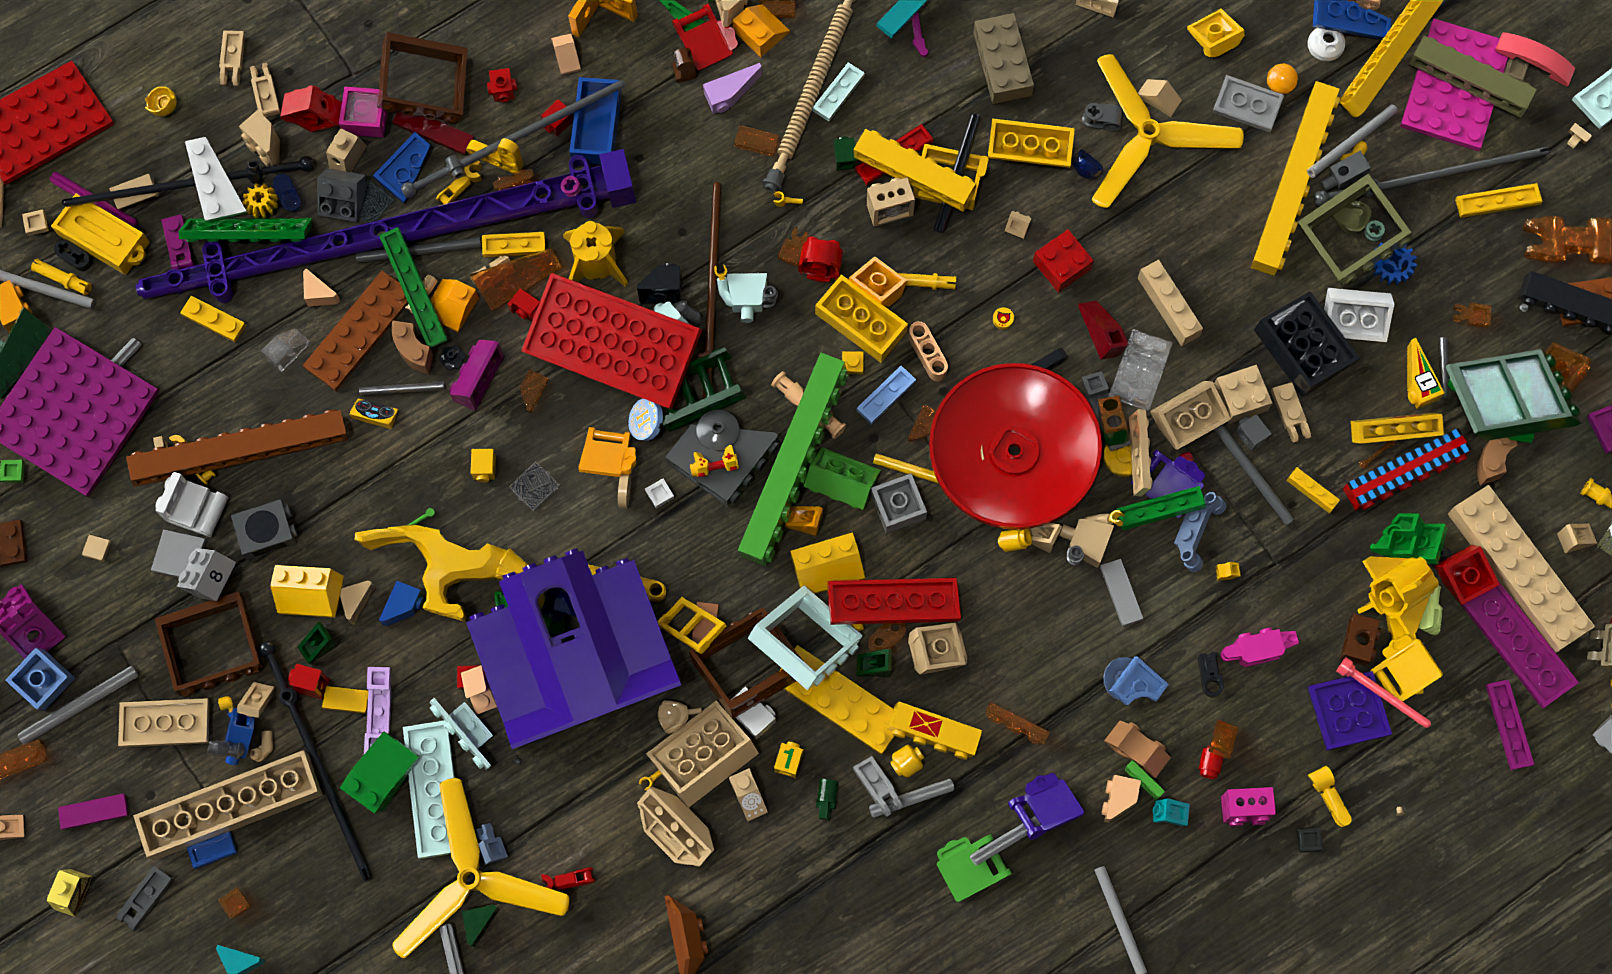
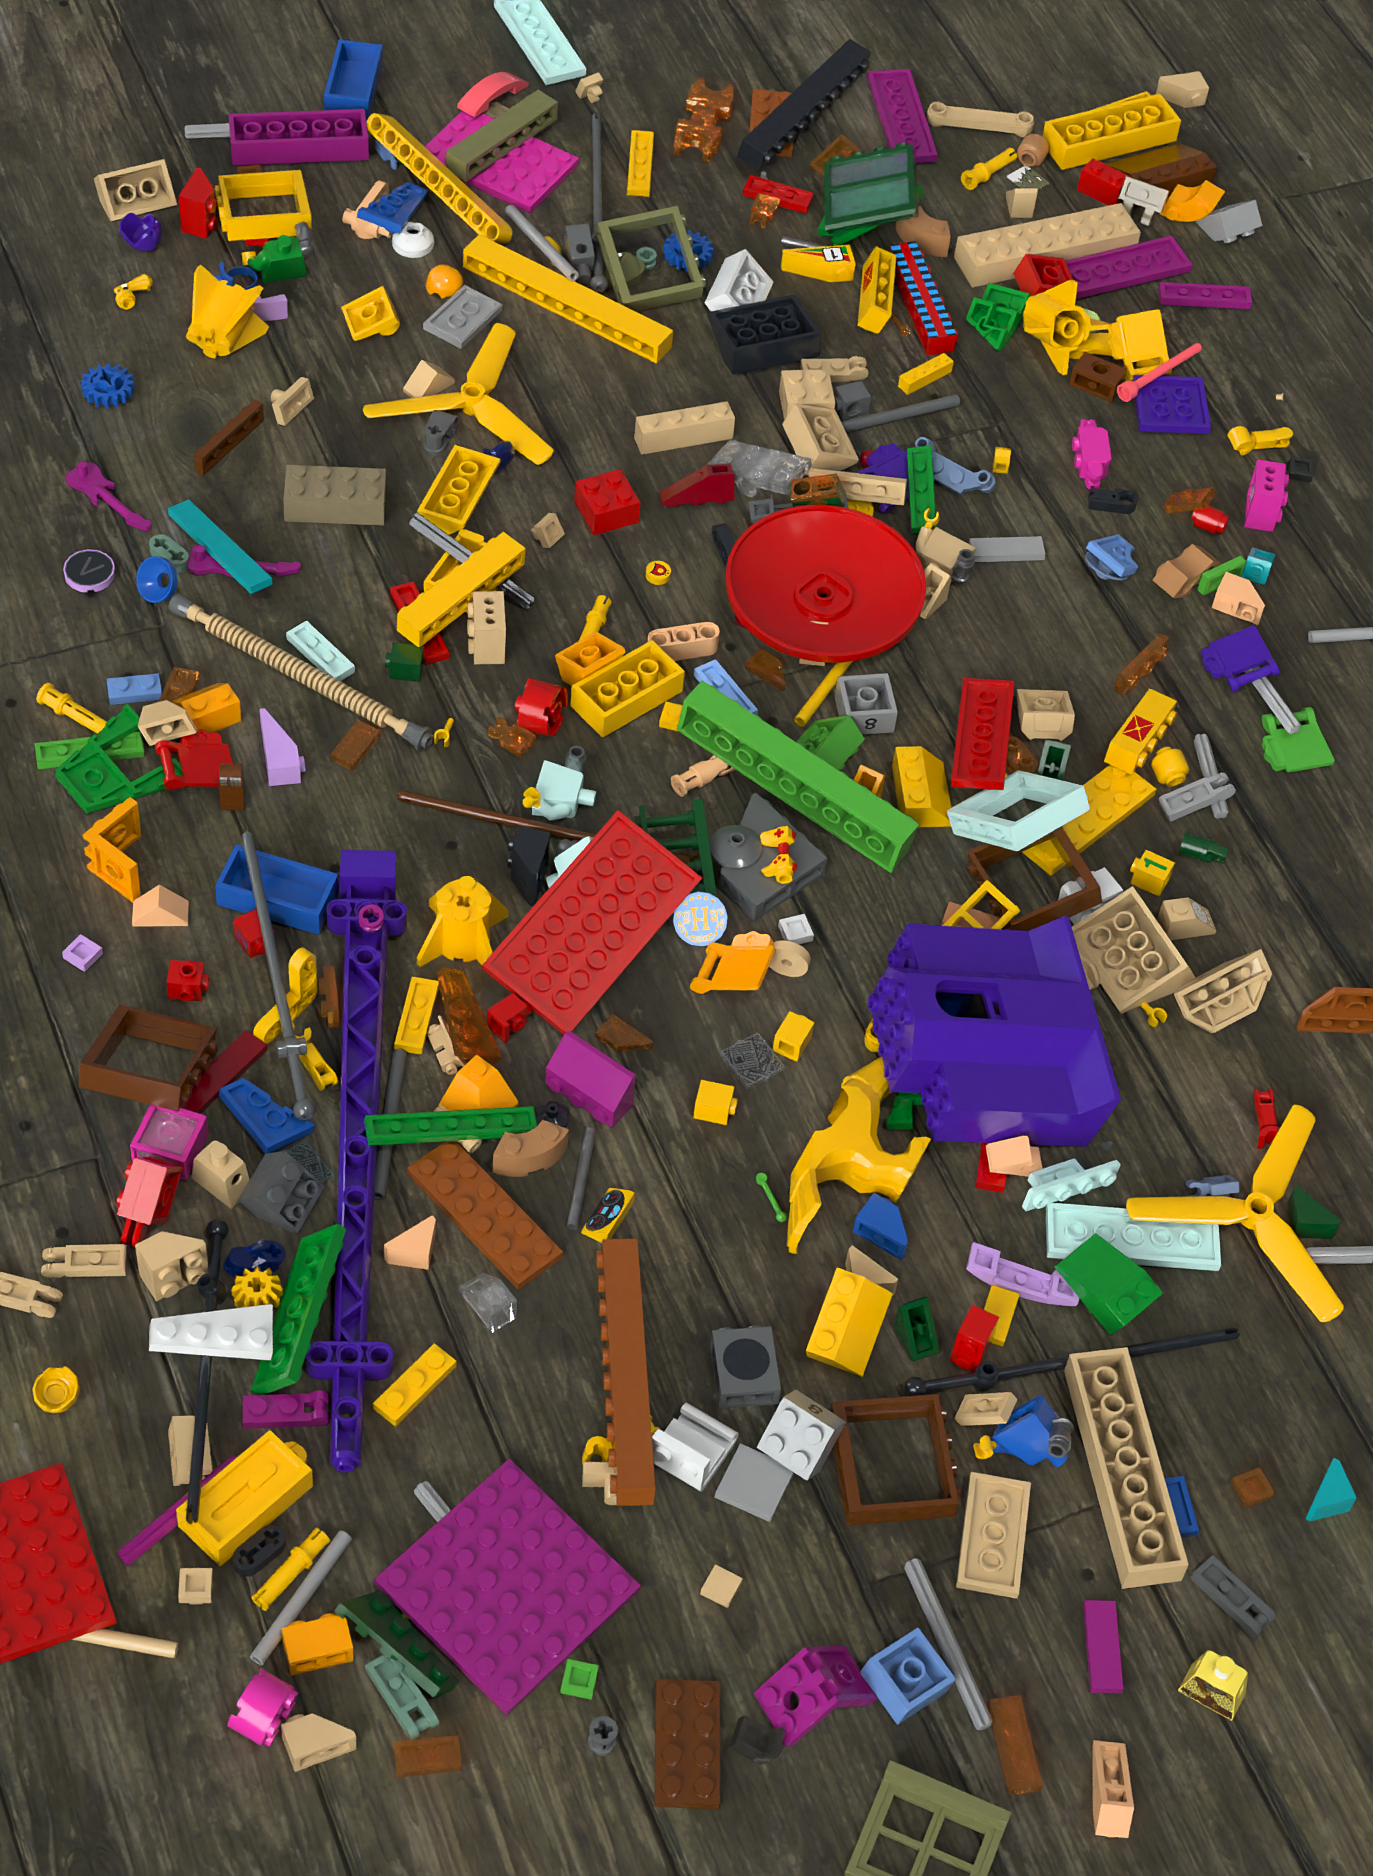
camera: 85 degrees left, 20 degrees down
(513, 13) = (82, 953): none -> lavender plate
(557, 509) = (793, 1036): none -> yellow brick
(1014, 539) = (931, 616): yellow brick -> none
(1501, 323) = (790, 197): none -> red plate

